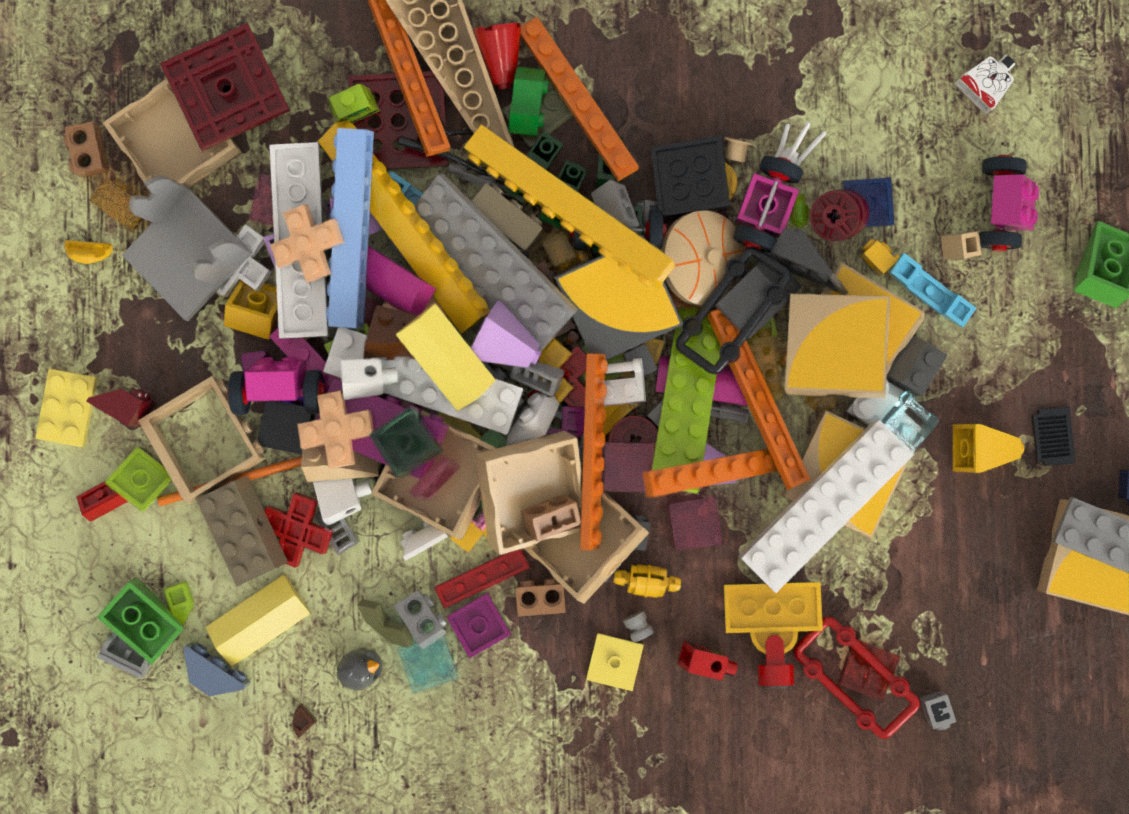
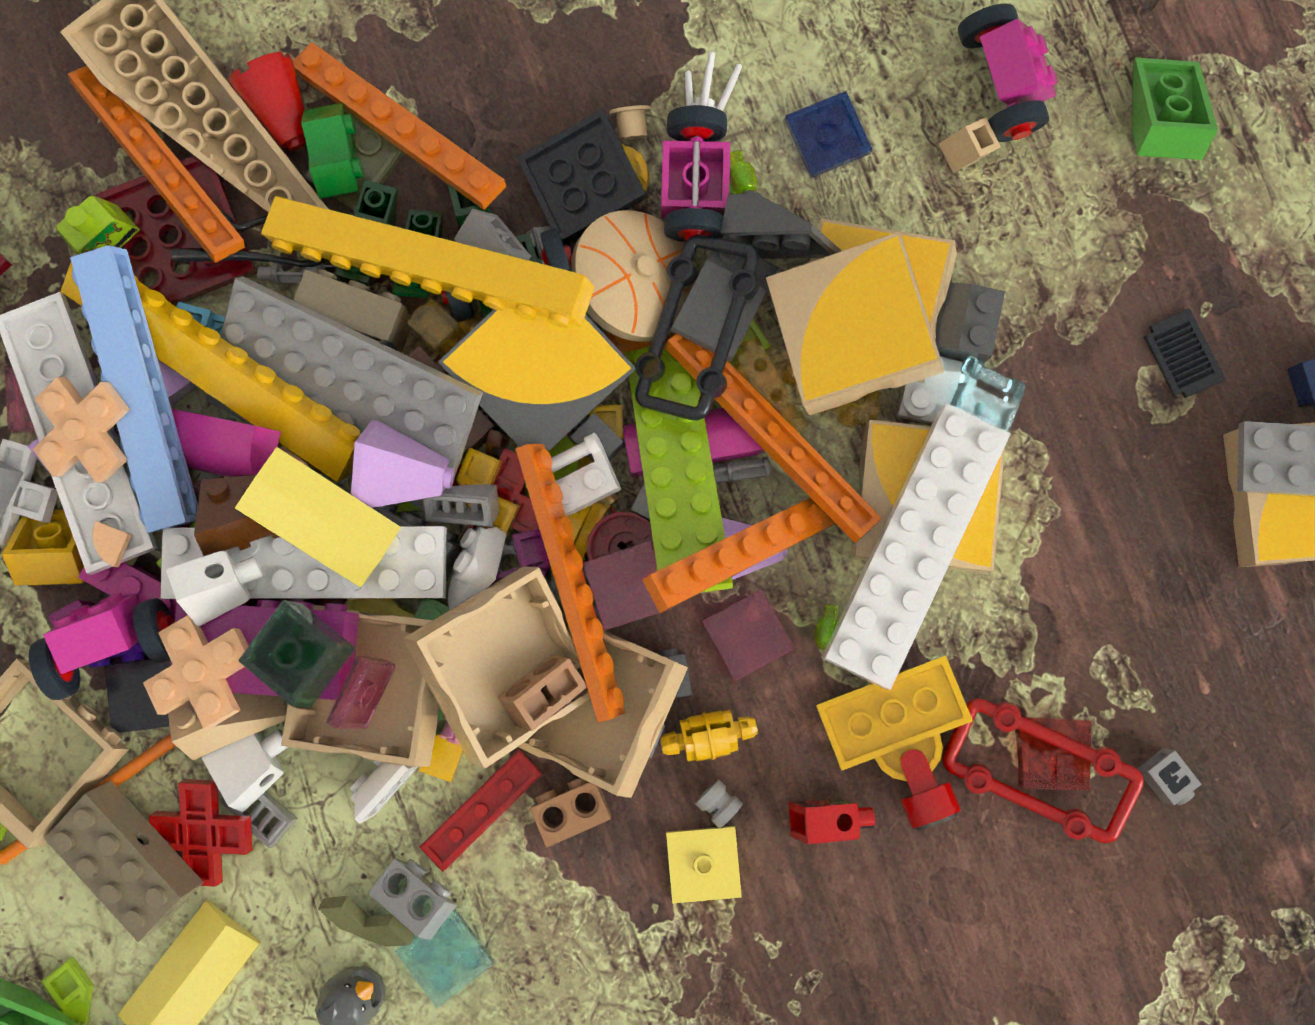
camera: 20 degrees left, 5 degrees down
(301, 324) = (110, 543): none -> light nougat tile
(478, 625) = (498, 878): magenta plate -> none
(749, 536) = (826, 626): none -> clear neon green cylinder
(846, 203) = (814, 156): dark red wheel -> none
(878, 256) = (866, 197): yellow brick -> none
(931, 291) = (951, 220): medium azure slope -> none
(983, 448) = (1096, 399): yellow slope -> none

